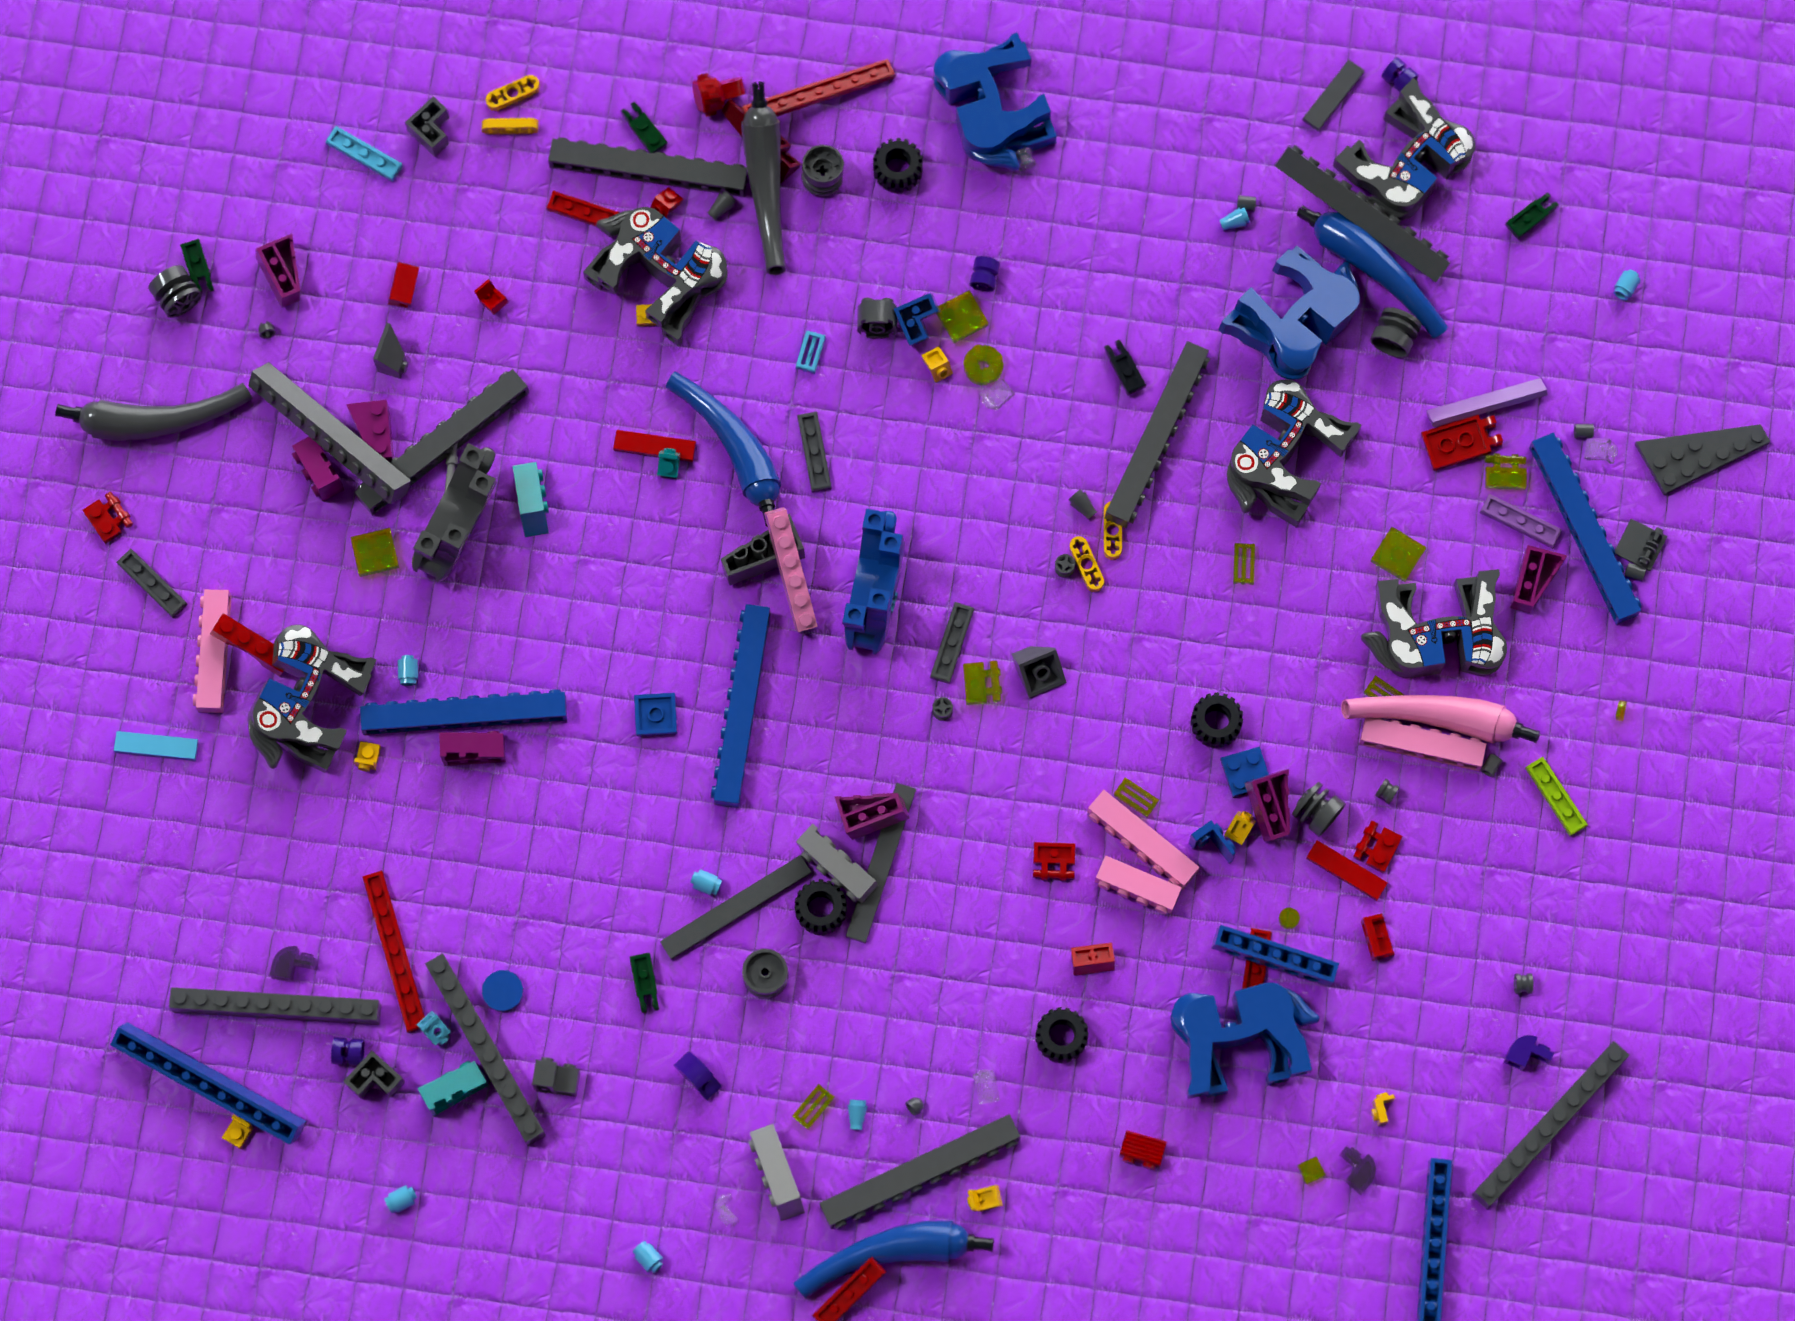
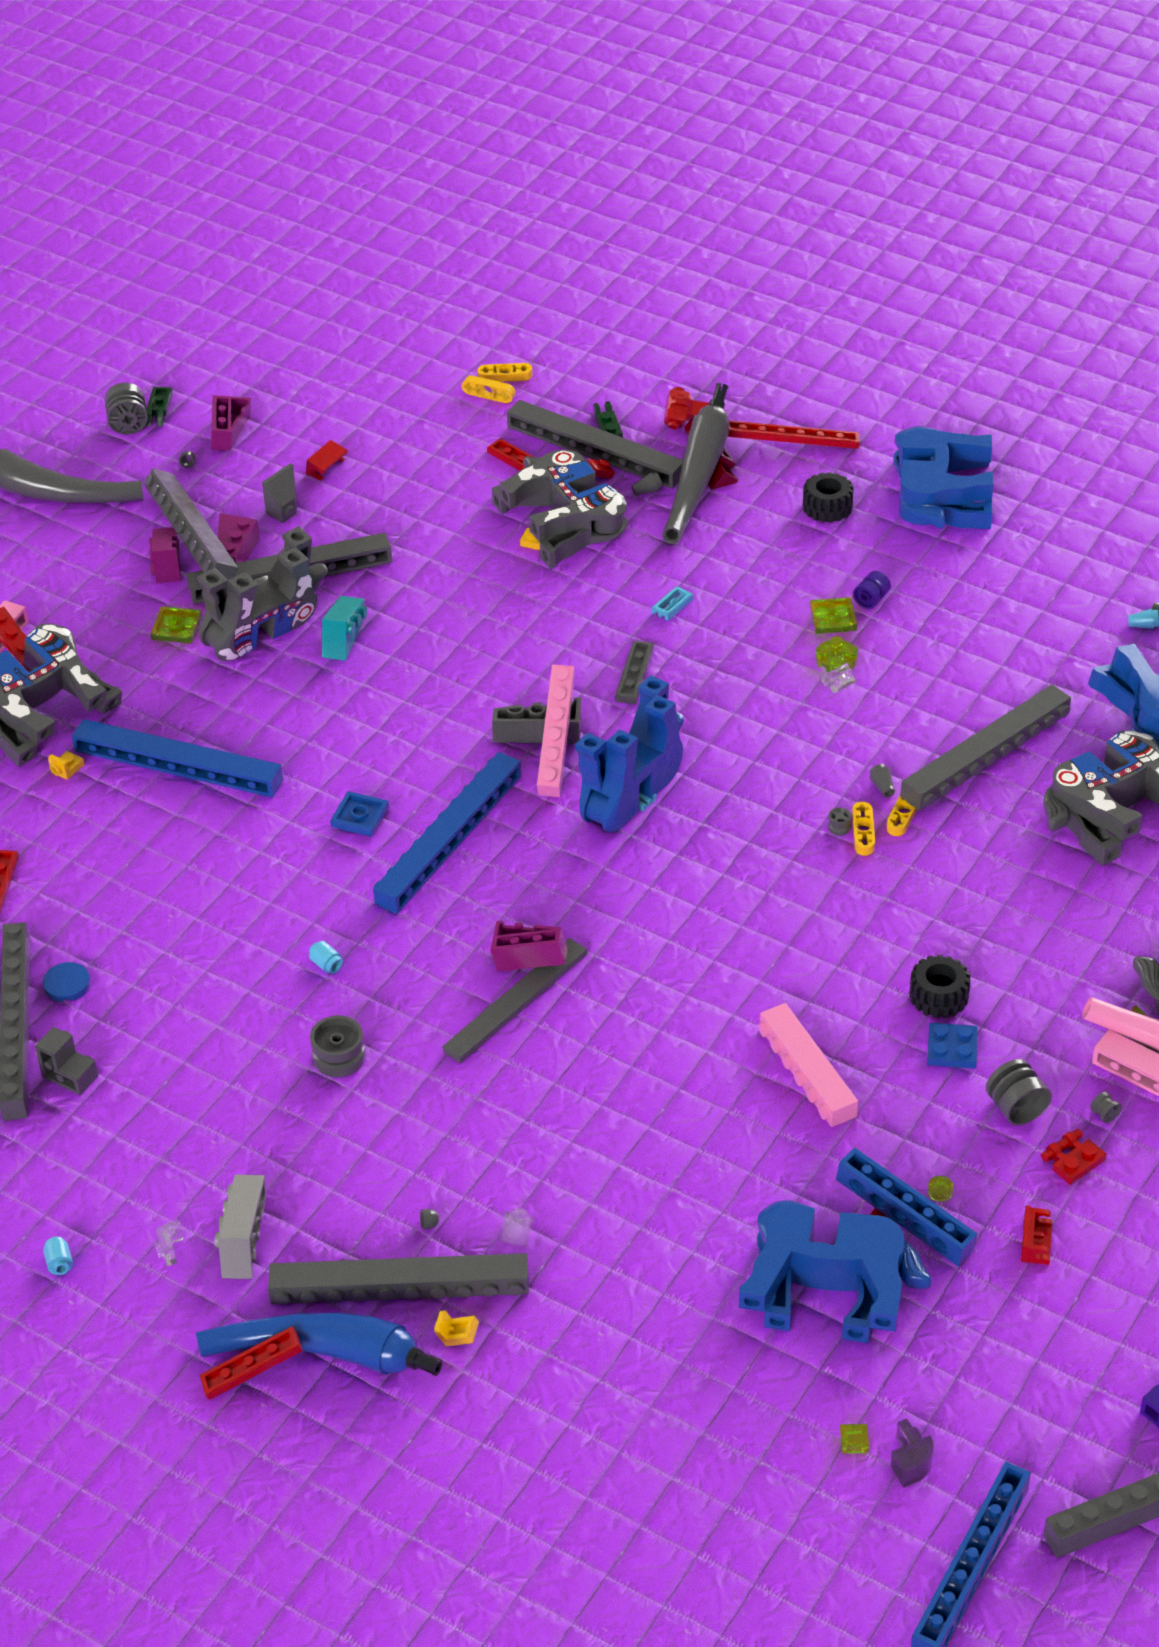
camera: 25 degrees right, 30 degrees down
(364, 153) = (350, 377): medium azure tile -> none
(407, 670) = (146, 713): medium azure brick -> none
(425, 126) = (416, 367): brick -> none
(472, 748) = (163, 781): magenta wedge -> none
(490, 297) = (397, 486): red bracket -> none
(644, 979) = (212, 1017): dark green hinge -> none
(652, 444) = (484, 626): red tile -> none
(668, 463) = (489, 637): teal bracket -> none
(698, 1075) = (214, 1112): dark purple brick -> none
(735, 907) = (343, 989): dark grey tile -> none
(750, 460) = (564, 639): blue animal -> none
(815, 890) = (429, 1024): black tyre -> none
(824, 1092) = (317, 1181): clear neon green tile -> none
(826, 161) = (754, 480): dark grey wheel -> none
(836, 864) = (465, 975): light grey wedge -> none
(857, 1111) = (362, 1202): medium azure cone -> none
(876, 318) = (748, 589): dark grey brick -> none
(912, 315) = (786, 593): blue brick -> none
(937, 364) = (791, 642): yellow bracket -> none
(942, 704) = (651, 894): dark grey wheel -> none
(952, 643) = (690, 849): dark grey tile -> none
(975, 682) = (697, 886): clear neon green plate -> none
(1025, 159) = (954, 526): clear wheel -> none
(1038, 669) = (769, 892): dark grey slope -> none
(1054, 854) = (704, 1047): red plate -> none
(1064, 1017) = (626, 1188): black tyre -> none
(1092, 959) = (697, 1150): red hinge -> none
(1125, 369) = (979, 695): black hinge -> none
(1138, 885) = (782, 1099): bright pink brick -> none
(1141, 791) = (823, 1028): clear neon green tile -> none
(1142, 1150) = (662, 1345): red brick -> none
(1213, 832) = (880, 1075): blue bracket -> none
(1240, 827) = (922, 1087): yellow bracket -> none
(1243, 579) = (1027, 886): clear neon green tile -> none
(1270, 804) = (964, 1068): magenta wedge -> none
(1346, 870) = (1028, 1166): red tile -> none
(1379, 1112) = (970, 1394): yellow bracket -> none

